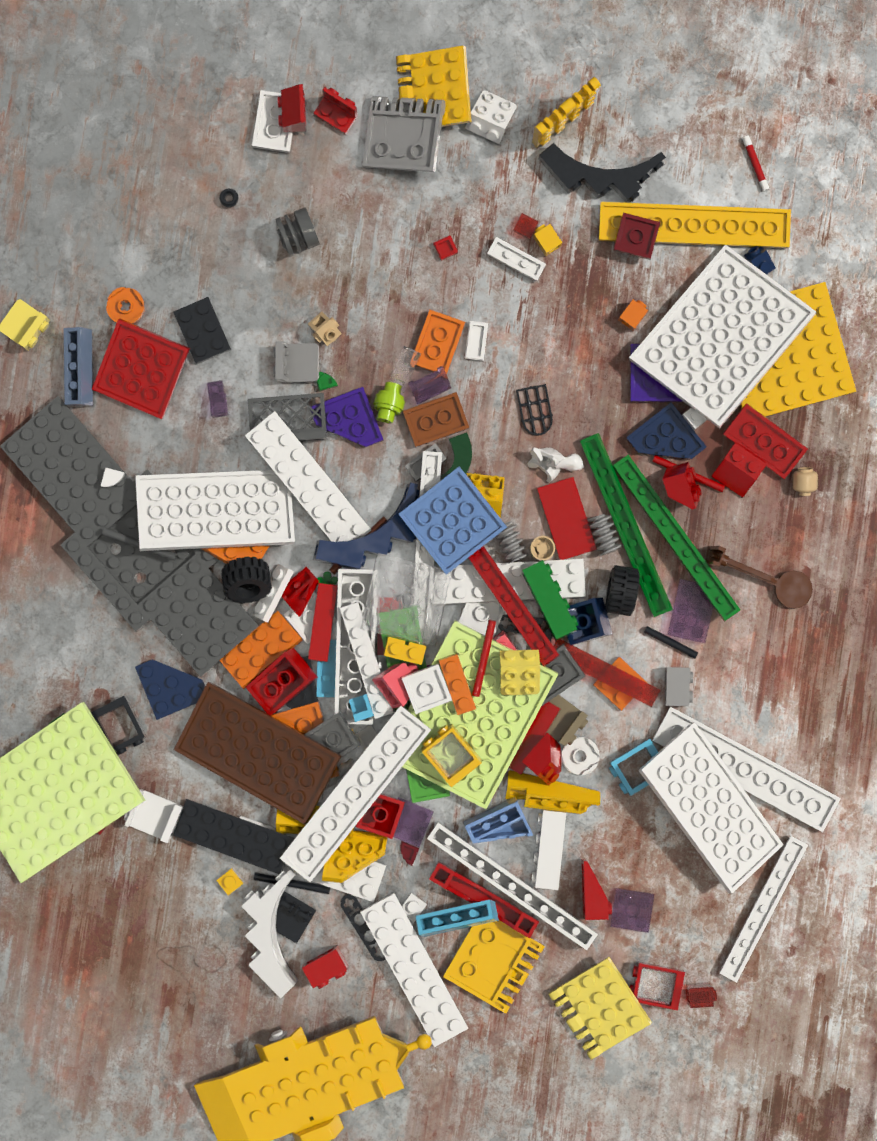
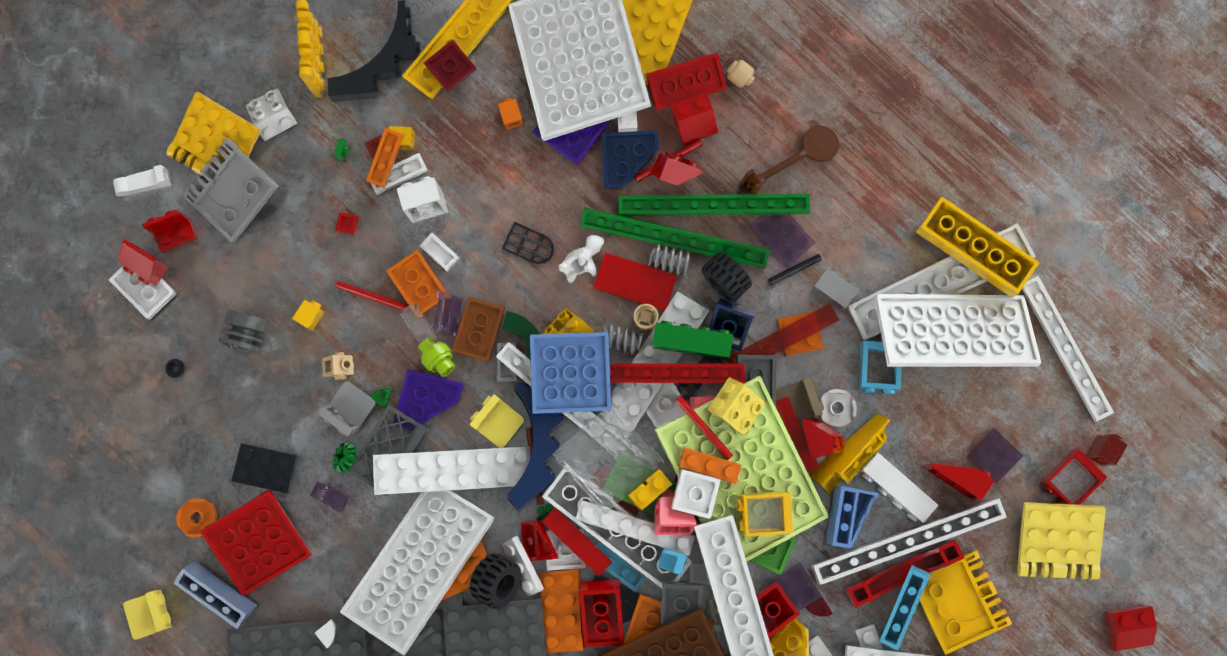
camera: 50 degrees left, 5 degrees down
(251, 392) = (343, 464): none -> green gear
(349, 273) = (309, 314): none -> yellow brick
(359, 55) = (142, 181): none -> white leg
(372, 489) = (497, 421): none -> light yellow bracket
(401, 313) = (370, 295): none -> red bar
(502, 199) = (342, 150): none -> green plate
(507, 297) = (422, 199): none -> white brick
(521, 240) = (385, 157): none -> orange plate
(570, 1111) = (1131, 627): none -> red slope
(793, 777) = (977, 247): none -> yellow brick

